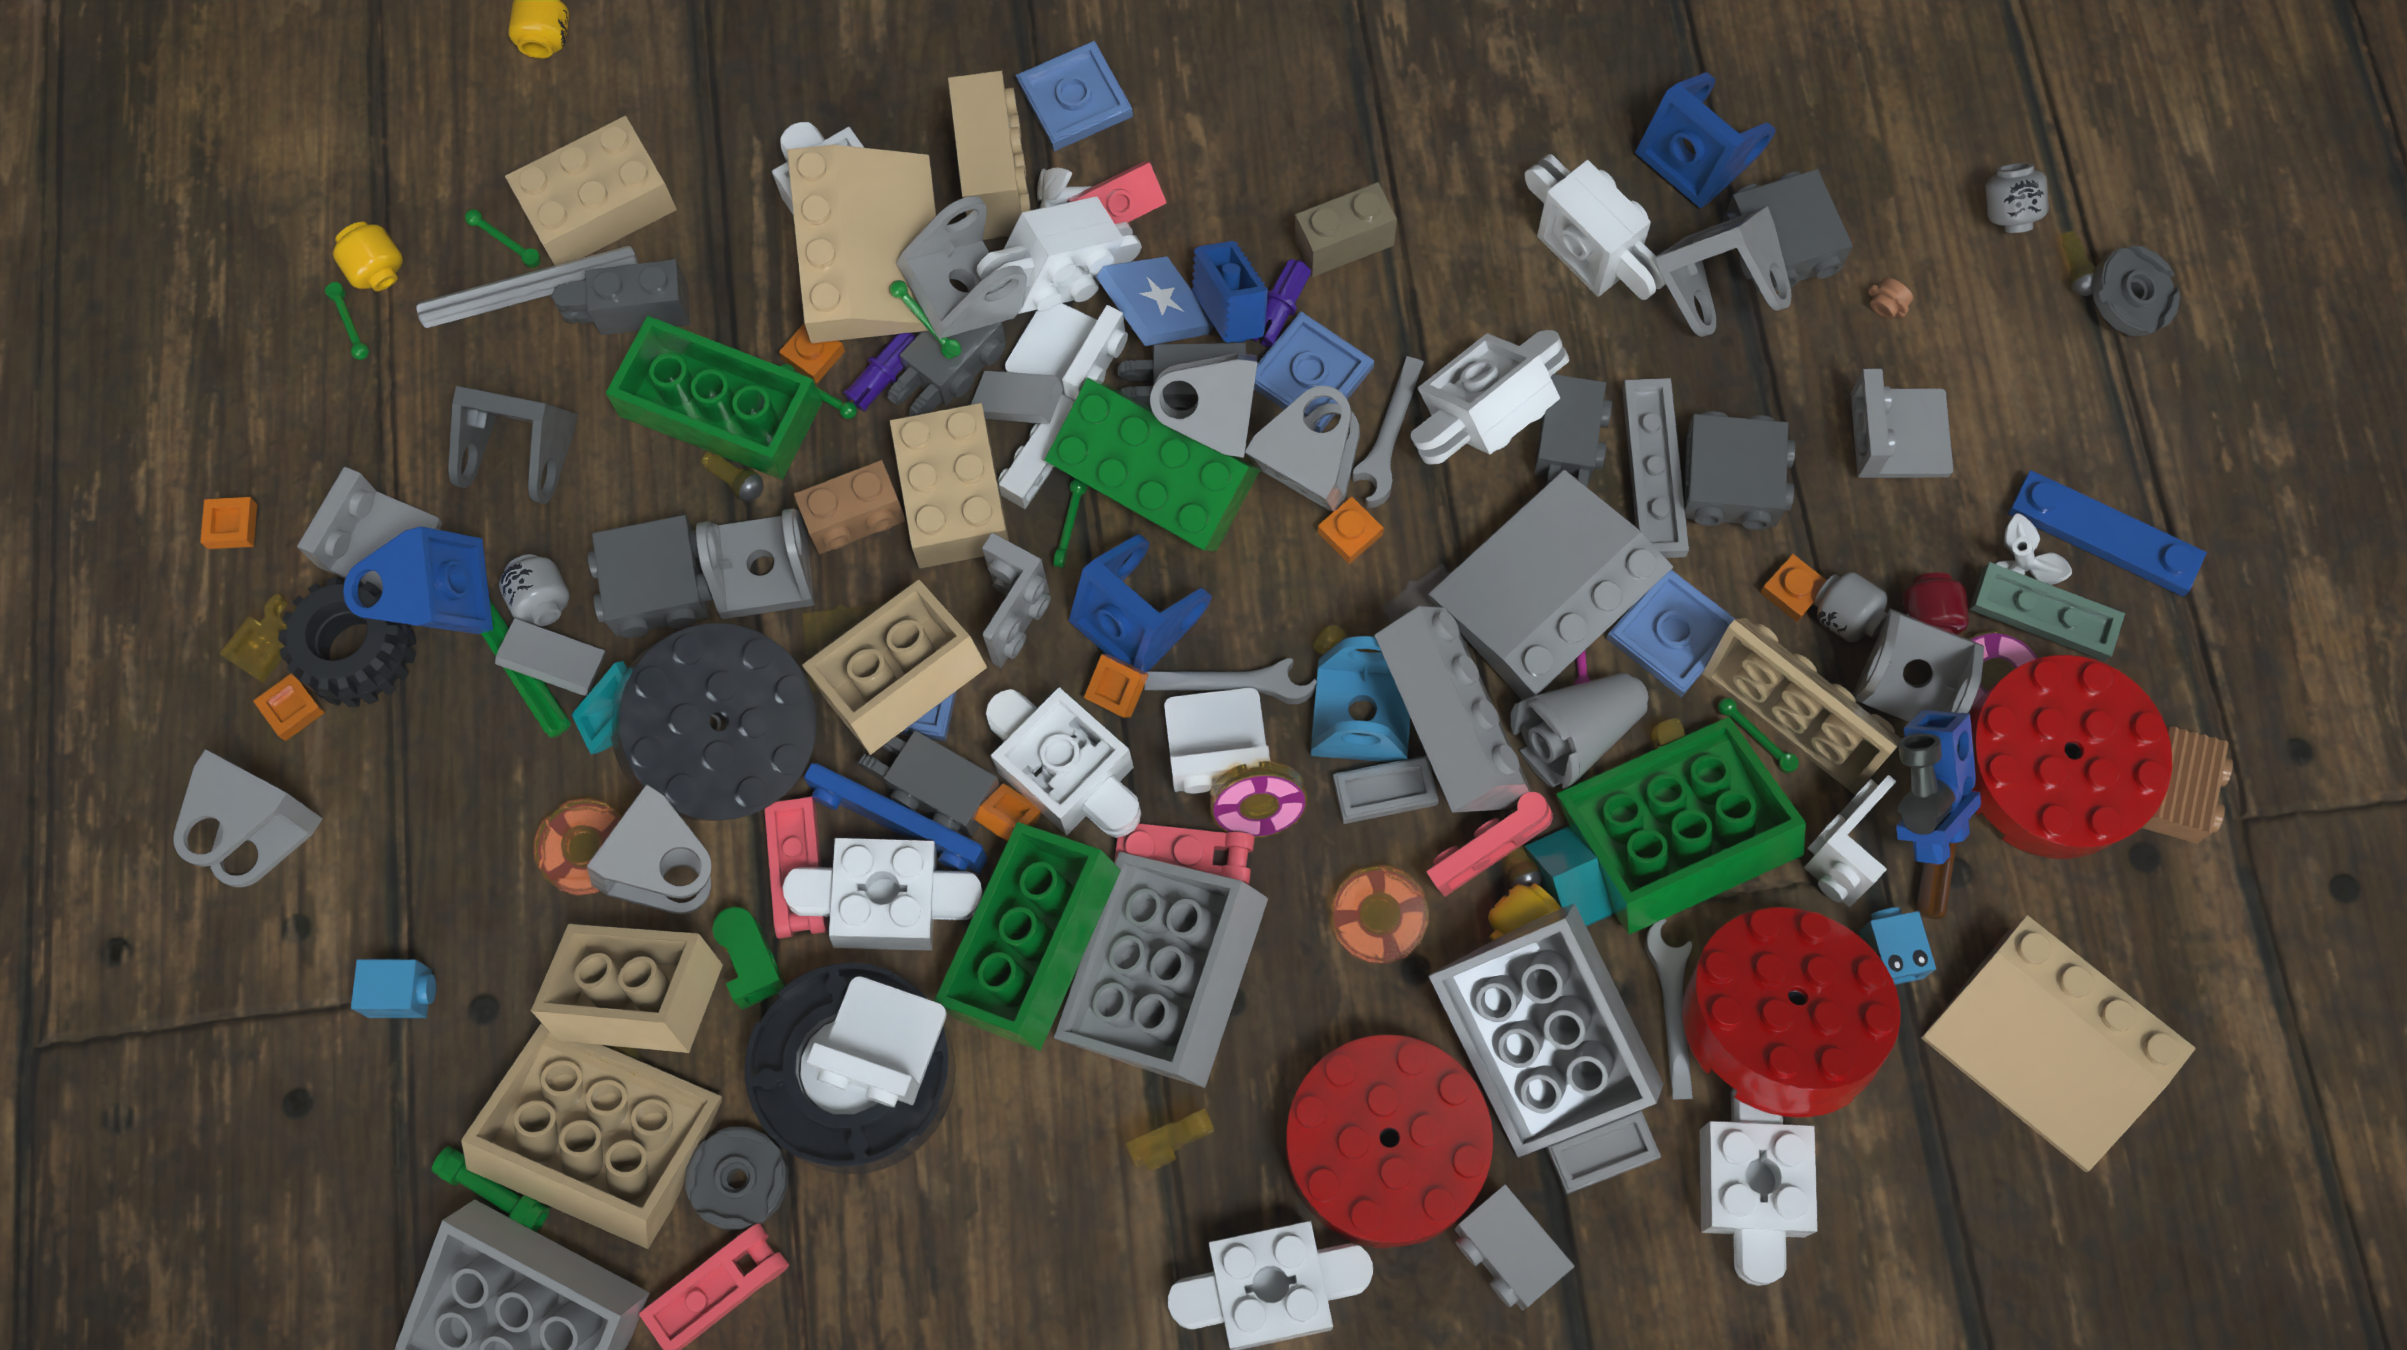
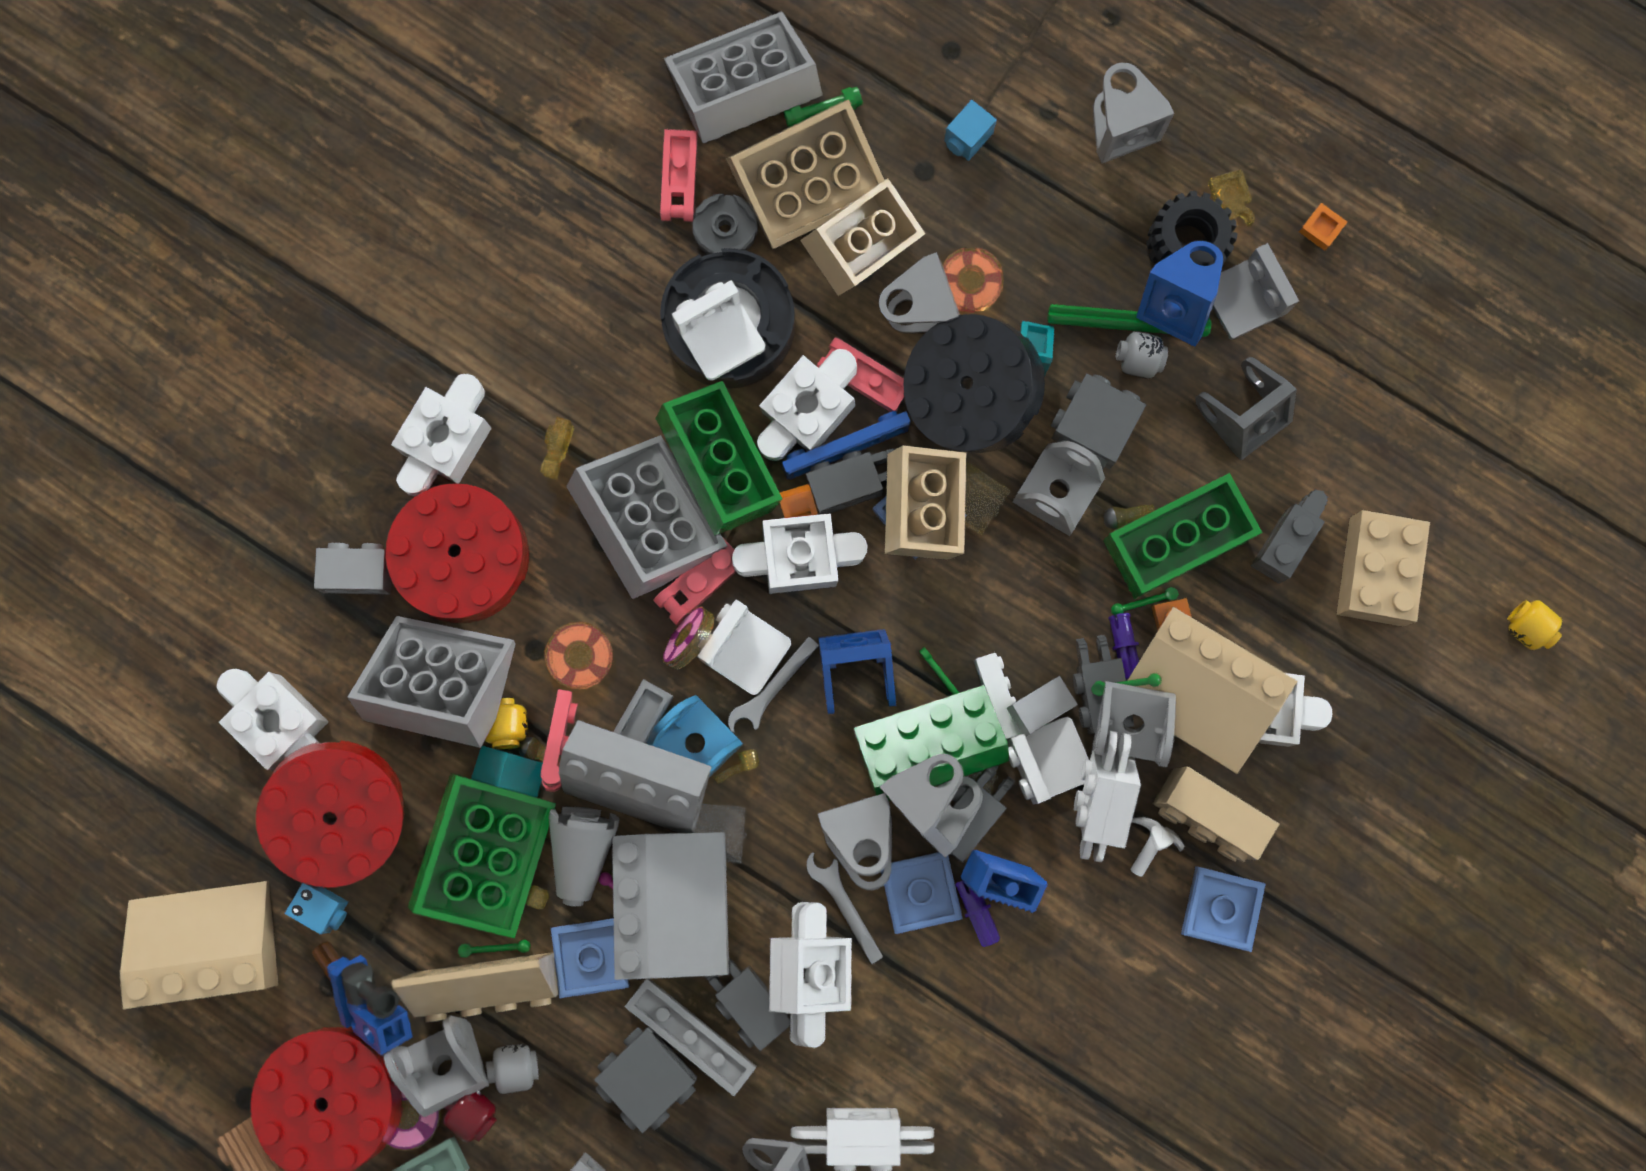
camera: 125 degrees right, 10 degrees up
(288, 707) = (1177, 181): orange plate -> none
(336, 294) = (1434, 384): green hinge -> none
(367, 256) = (1442, 413): yellow head -> none
(516, 288) = (1349, 491): light grey axle -> none
(529, 256) = (1423, 494): green hinge -> none
(550, 657) = (1094, 336): light grey tile -> none
(751, 956) = (836, 317): green leg -> none
(850, 507) = (1050, 560): medium nougat brick -> none
(948, 484) = (1018, 625): tan brick -> none
(1024, 583) = (929, 615): light grey bracket -> none
(1116, 685) = (821, 620): orange plate -> none
(1127, 193) = (1125, 873): coral plate -> none
(1155, 300) = (1037, 835): medium blue tile -> none
(1345, 229) = (991, 990): dark tan brick -> none
(1350, 530) = (804, 829): orange plate -> none
(1603, 1152) = (356, 656): light grey tile -> none
(1670, 969) = (417, 781): light grey piece -> none
(1793, 587) = (554, 1050): orange plate -> none
(1839, 862) = (396, 927): white bracket -> none

